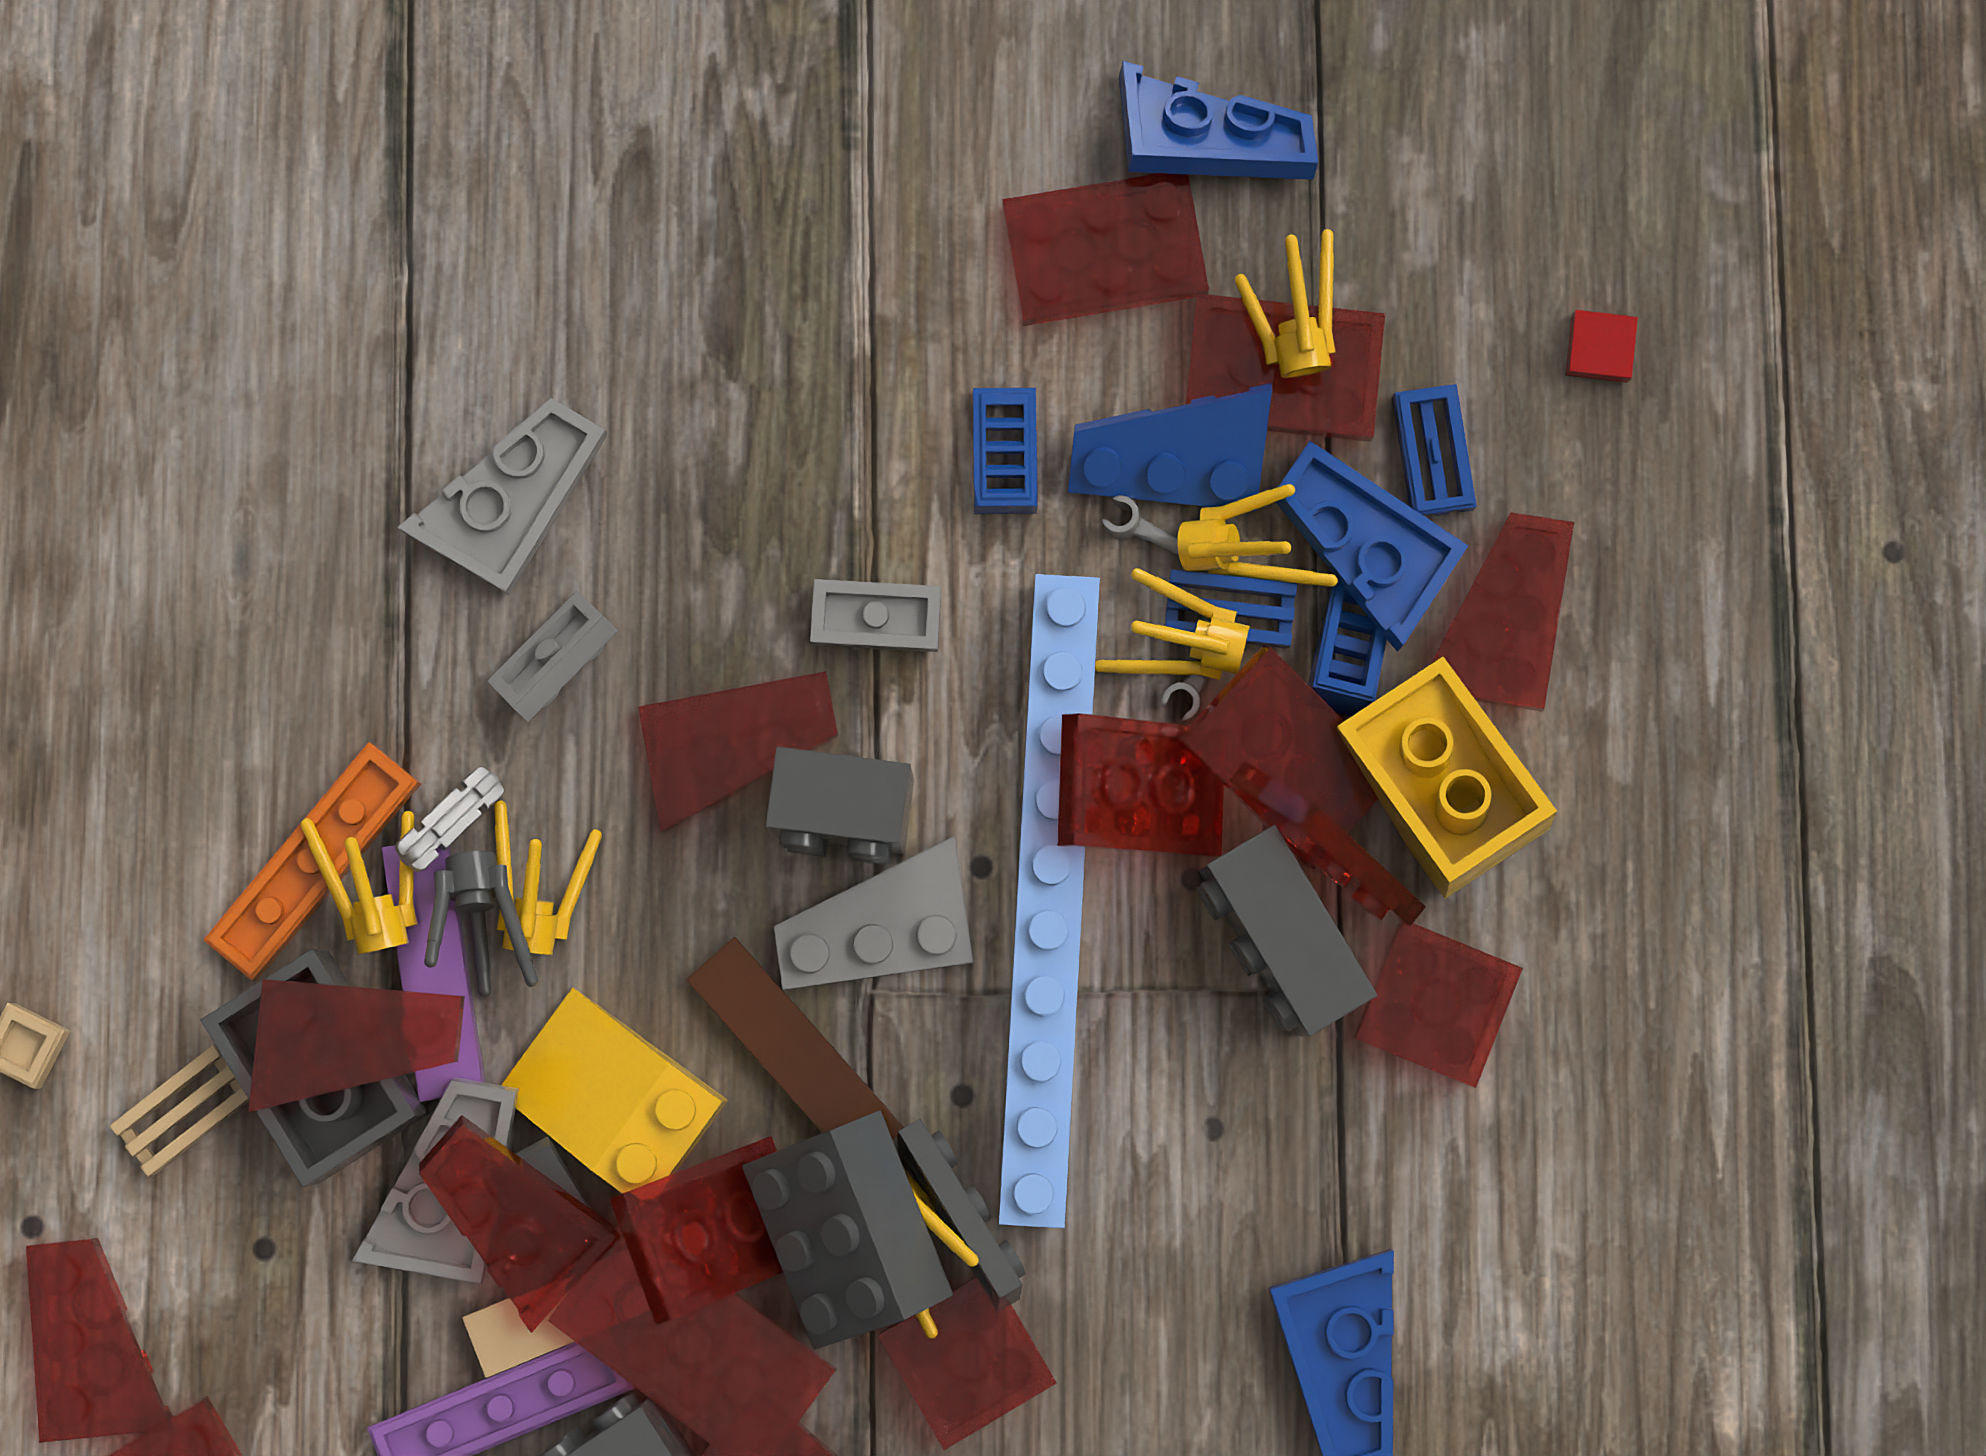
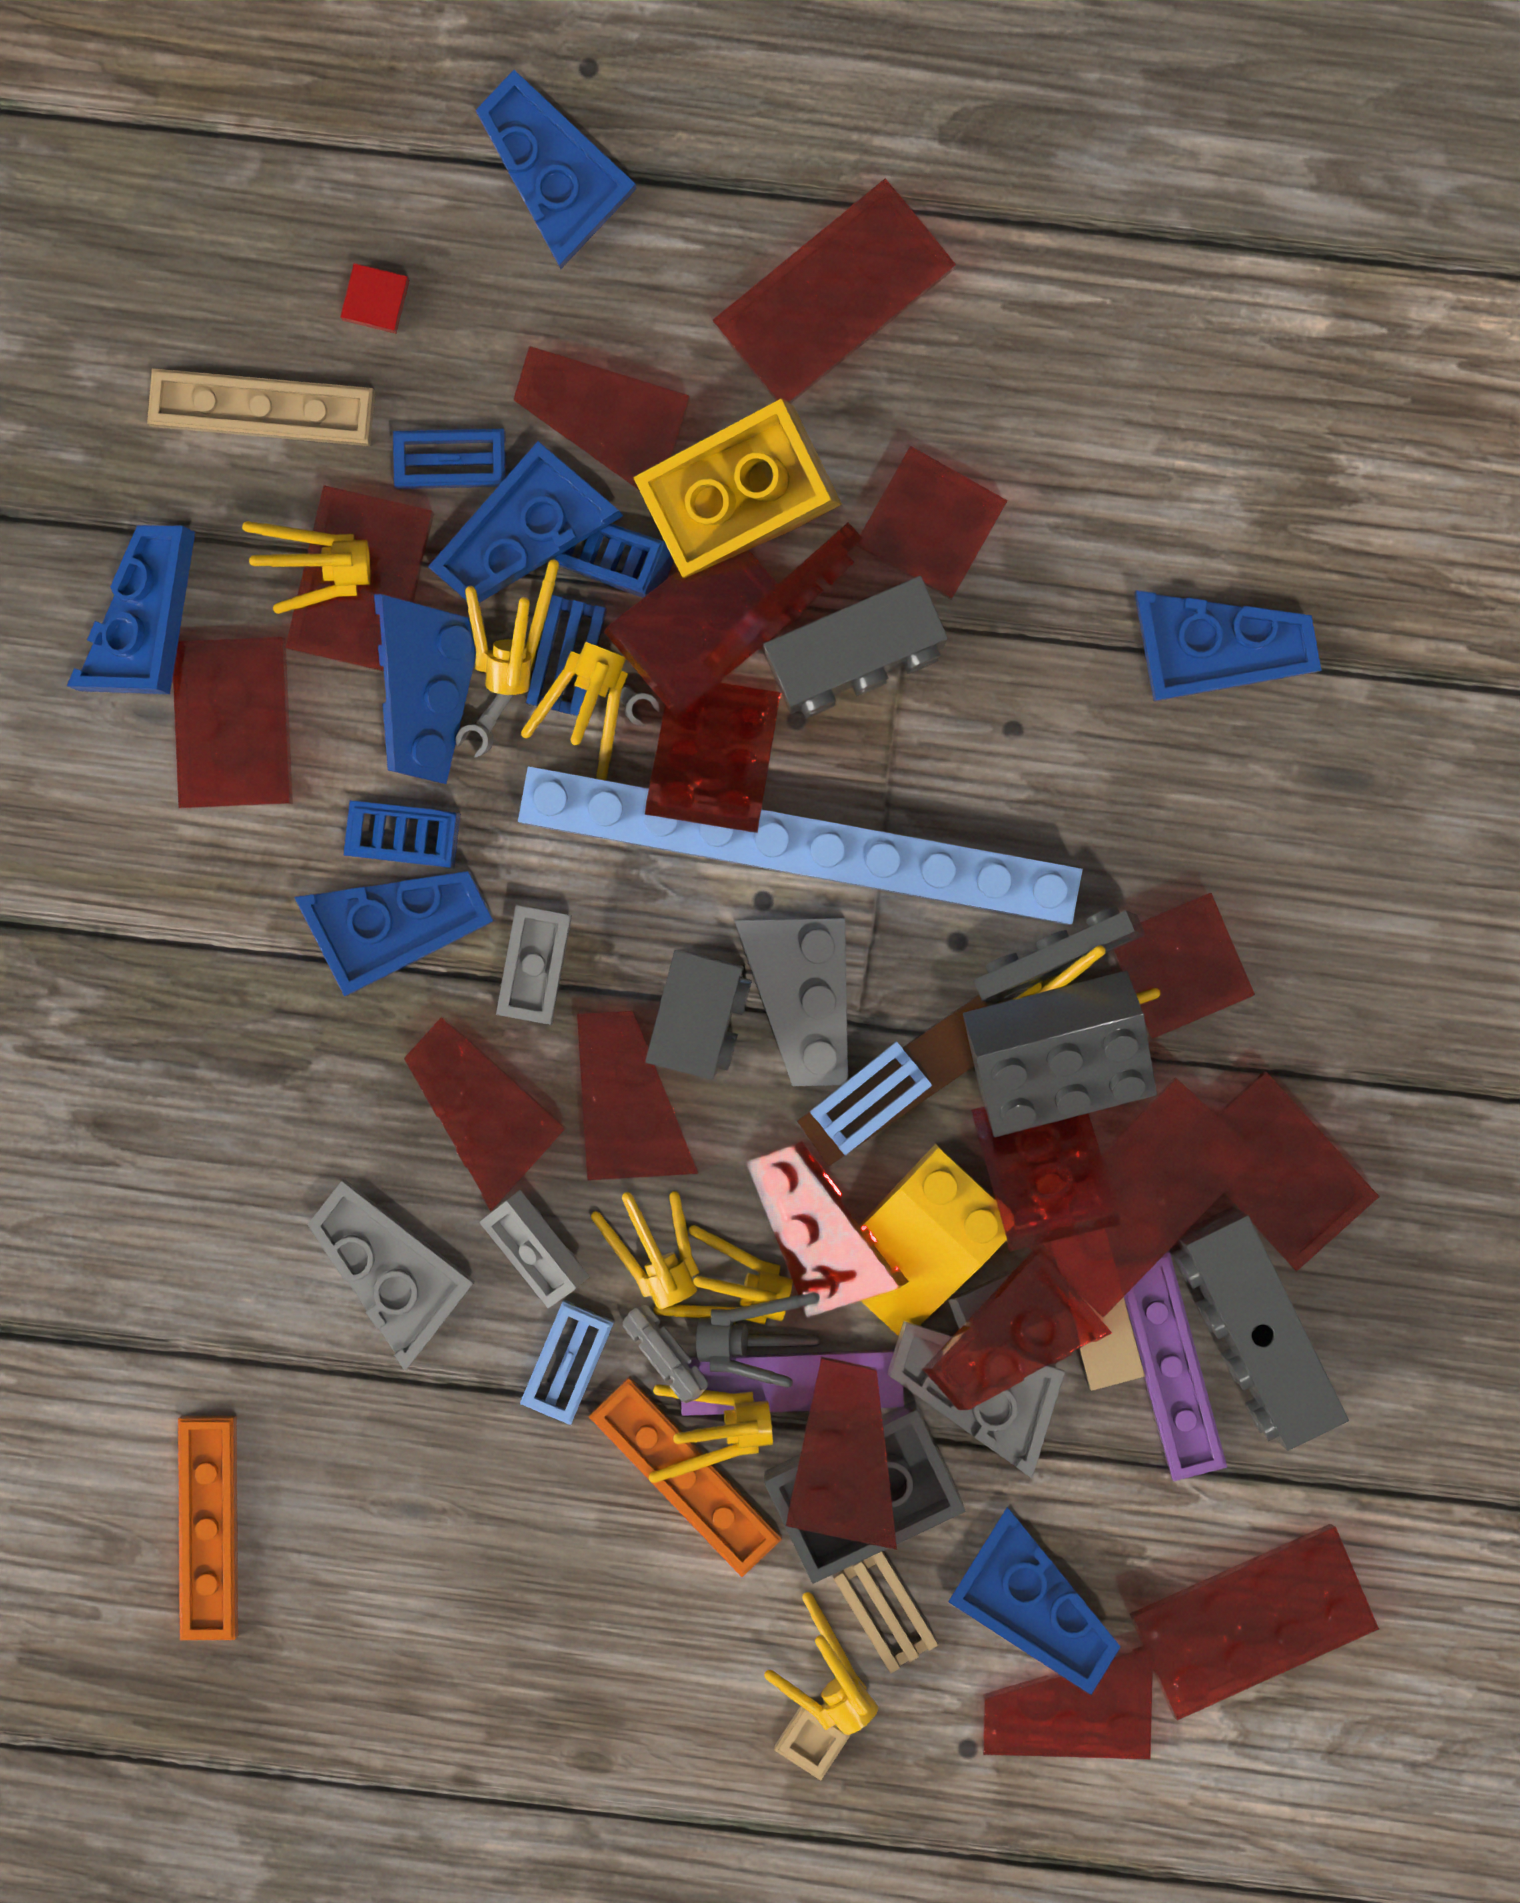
camera: 80 degrees left, 5 degrees up
(77, 1075) = (845, 1696): none -> yellow plant
(197, 331) = (208, 1527): none -> orange tile
(202, 1283) = (1034, 1607): none -> blue wing
(480, 725) = (585, 1318): none -> light blue tile
(538, 808) = (666, 1277): none -> yellow plant
(606, 976) = (817, 1233): none -> clear red wing
(704, 579) = (484, 1111): none -> clear red wing
(731, 980) = (834, 1128): none -> light blue tile
(900, 451) = (392, 925): none -> blue wing
(1462, 236) = (261, 407): none -> tan tile
(1683, 860) = (834, 293): none -> clear red plate
(1779, 525) = (553, 166): none -> blue wing

